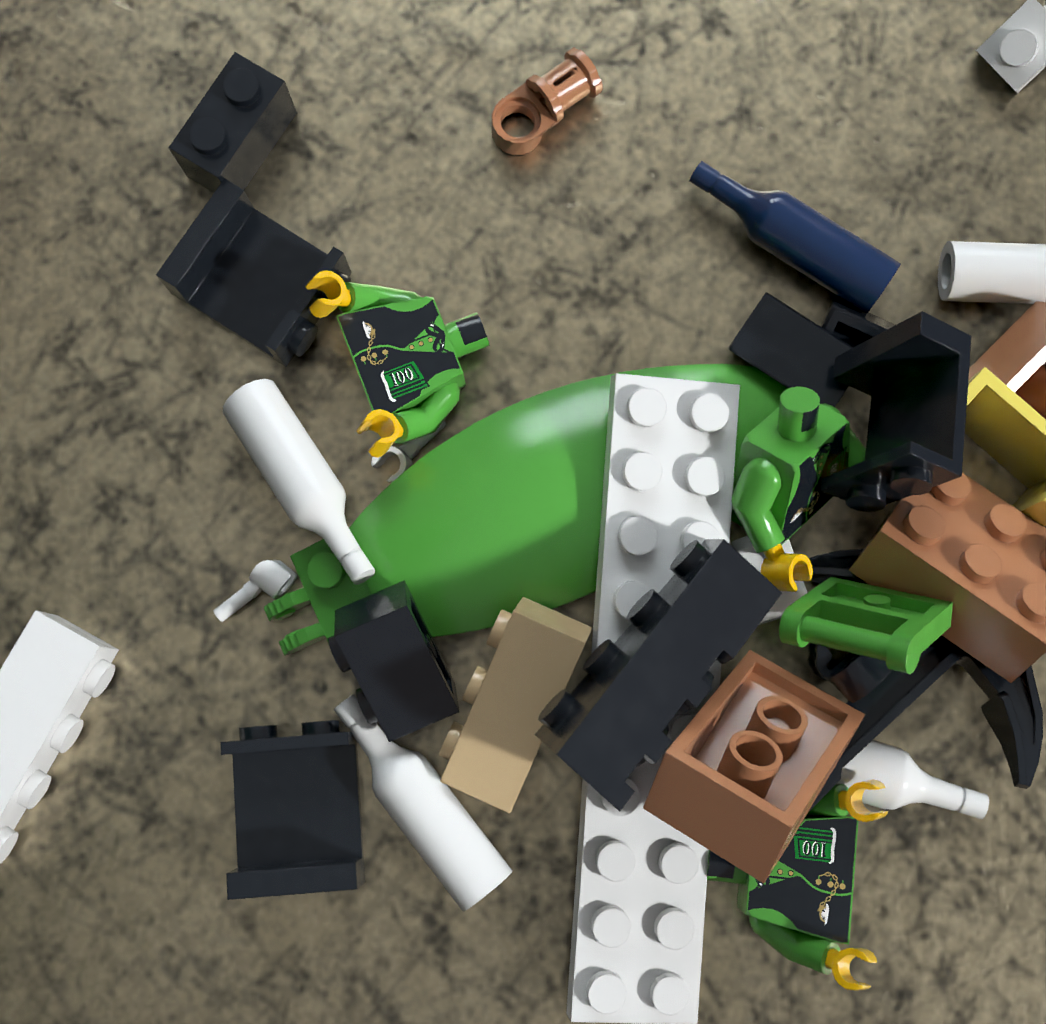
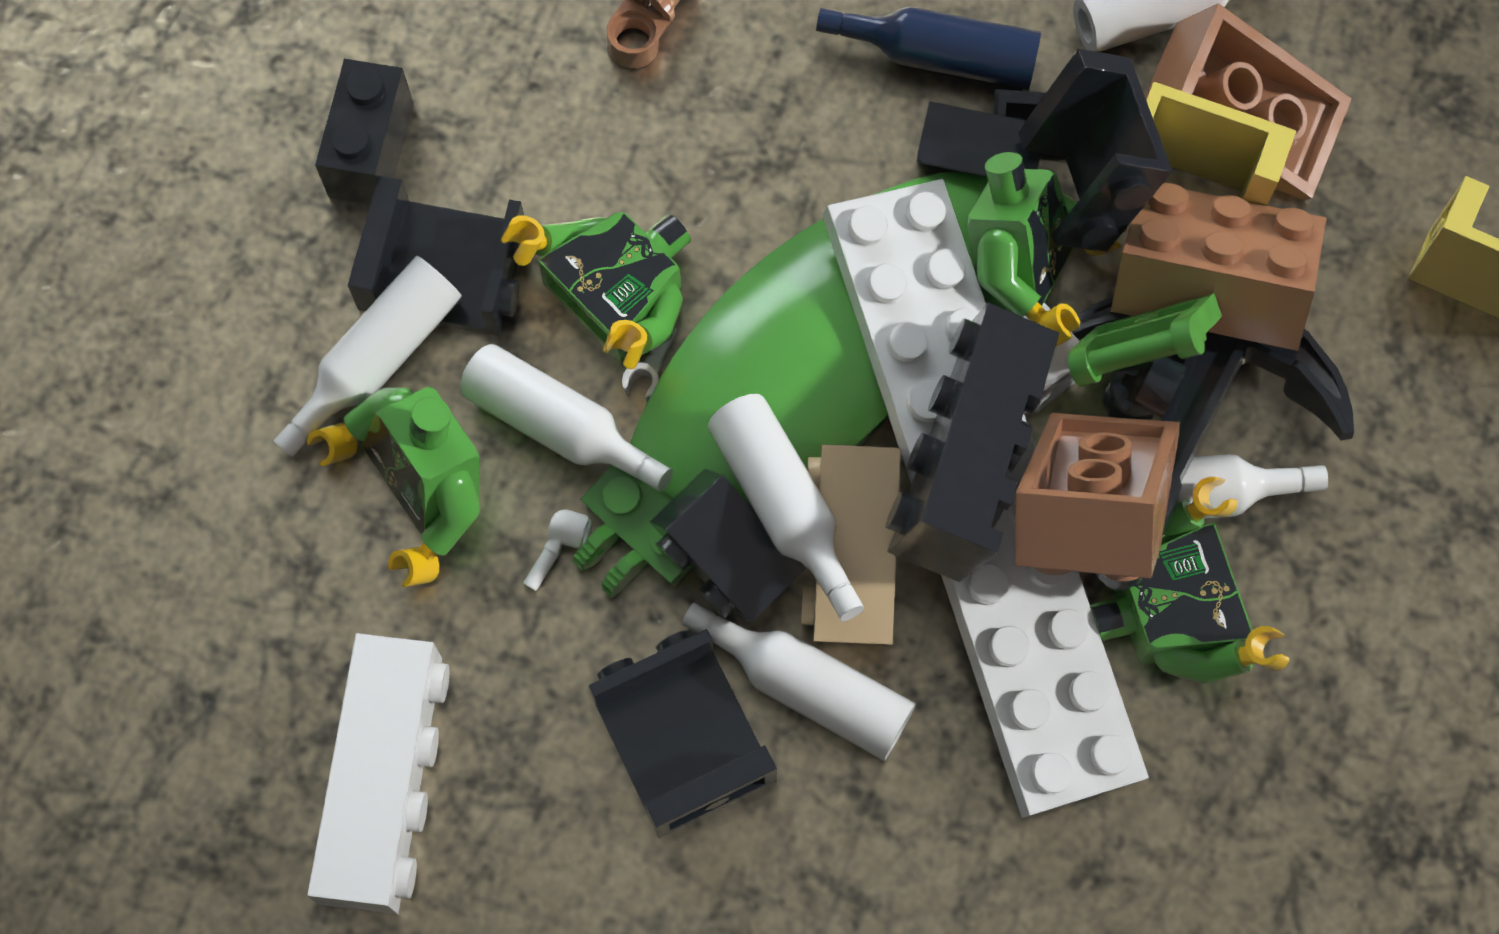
camera: 25 degrees left, 10 degrees down
(160, 472) = (422, 461): none -> bright green torso
(163, 340) = (374, 347): none -> white piece
(457, 646) = (783, 494): none -> white piece

